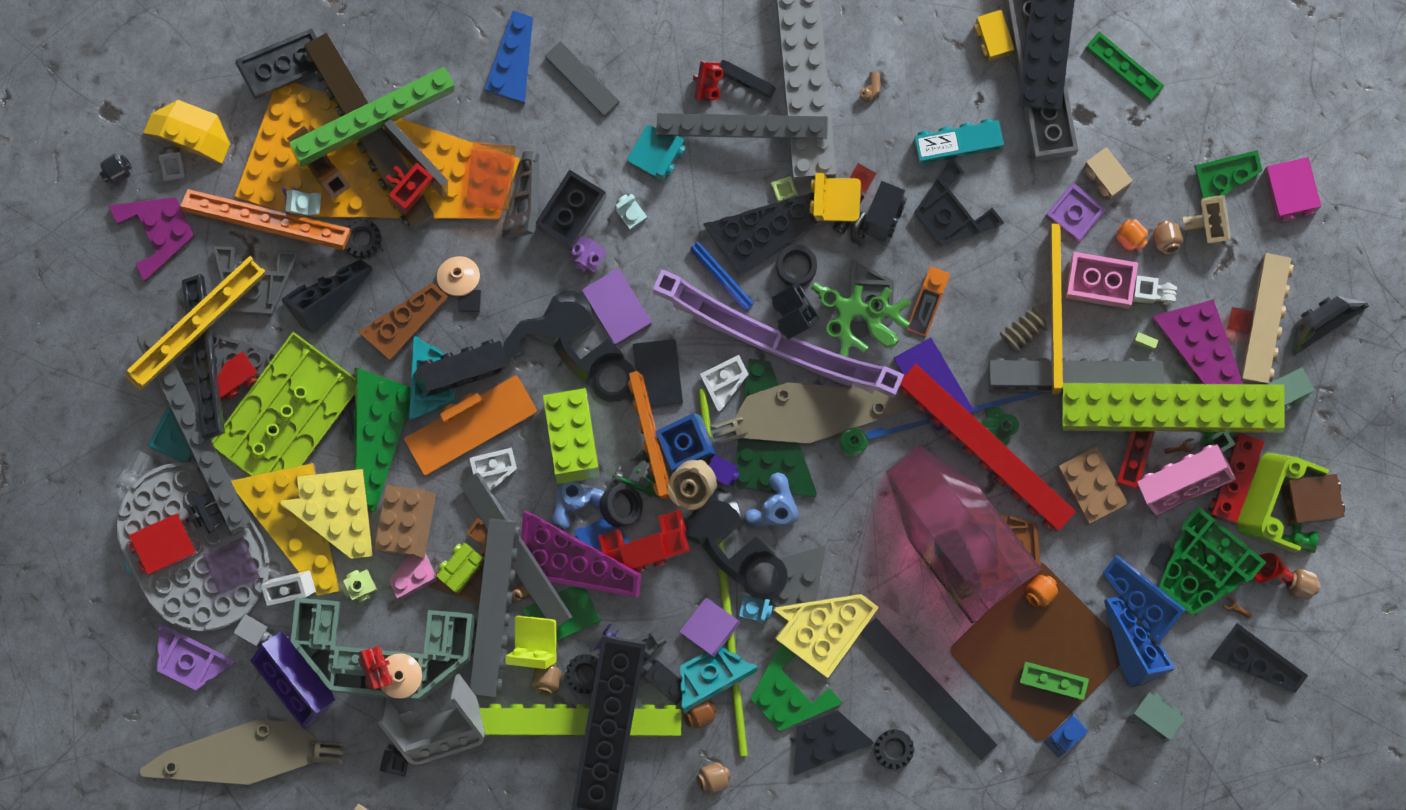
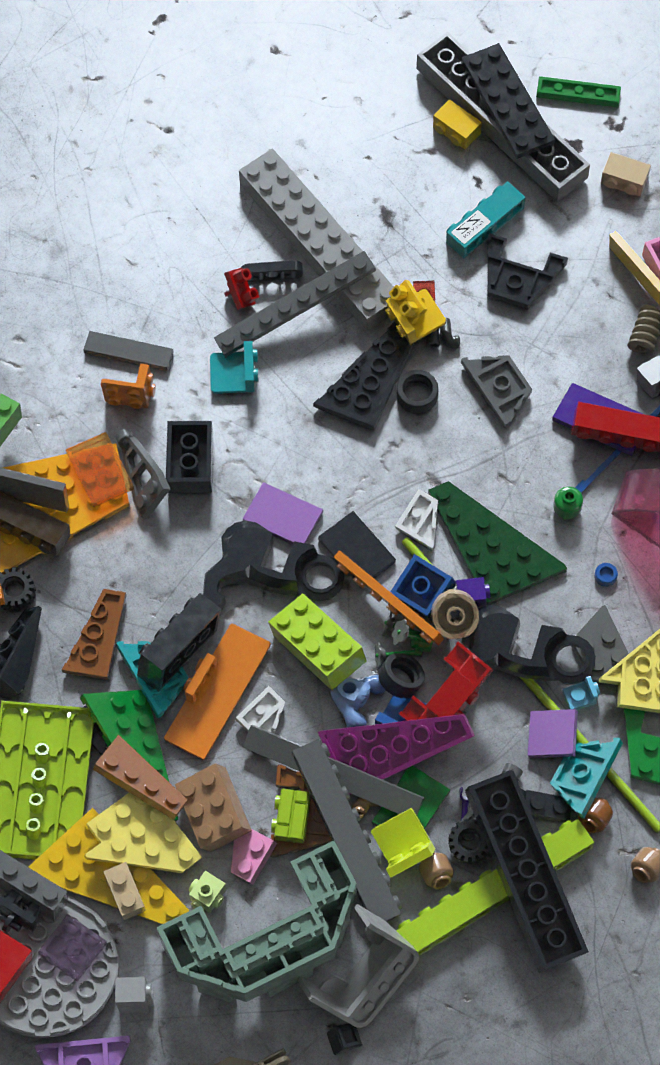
camera: 30 degrees left, 15 degrees down
(288, 588) = (139, 934): white brick -> none
(292, 679) = (198, 1016): dark purple brick -> none
(295, 548) = (124, 891): none -> tan brick
(357, 460) = (134, 774): none -> wing
(375, 668) = (277, 941): red hips -> none
(409, 188) = (33, 510): red brick -> none
(411, 676) = (303, 950): light nougat dish -> none
(458, 284) = (127, 577): light nougat dish -> none
(470, 302) = (147, 586): black tile -> none
(510, 68) = (58, 375): blue wing -> none
(570, 125) = (132, 394): none -> orange bracket
(586, 254) = (228, 485): medium lavender brick -> none
(630, 211) = (242, 431): light aqua bracket -> none
(721, 276) = (358, 437): blue axle -> none
(739, 326) = (507, 450): lavender arch -> none
(778, 509) = (542, 595): medium blue head -> none
(784, 189) = (363, 339): yellowish green tile -> none
(795, 310) = (441, 423): black brick -> none
(806, 413) = (509, 504): dark tan wing -> none
(835, 187) = (410, 302): none -> yellow hips
(845, 521) = (606, 574): none -> blue tile
(854, 307) = (491, 392): bright green plant -> none
(873, 88) = (384, 220): medium nougat arm -> none
(884, 212) = (464, 299): black brick -> none
(928, 301) = (549, 354): slope -> none
(1075, 212) = (621, 217): medium lavender tile -> none

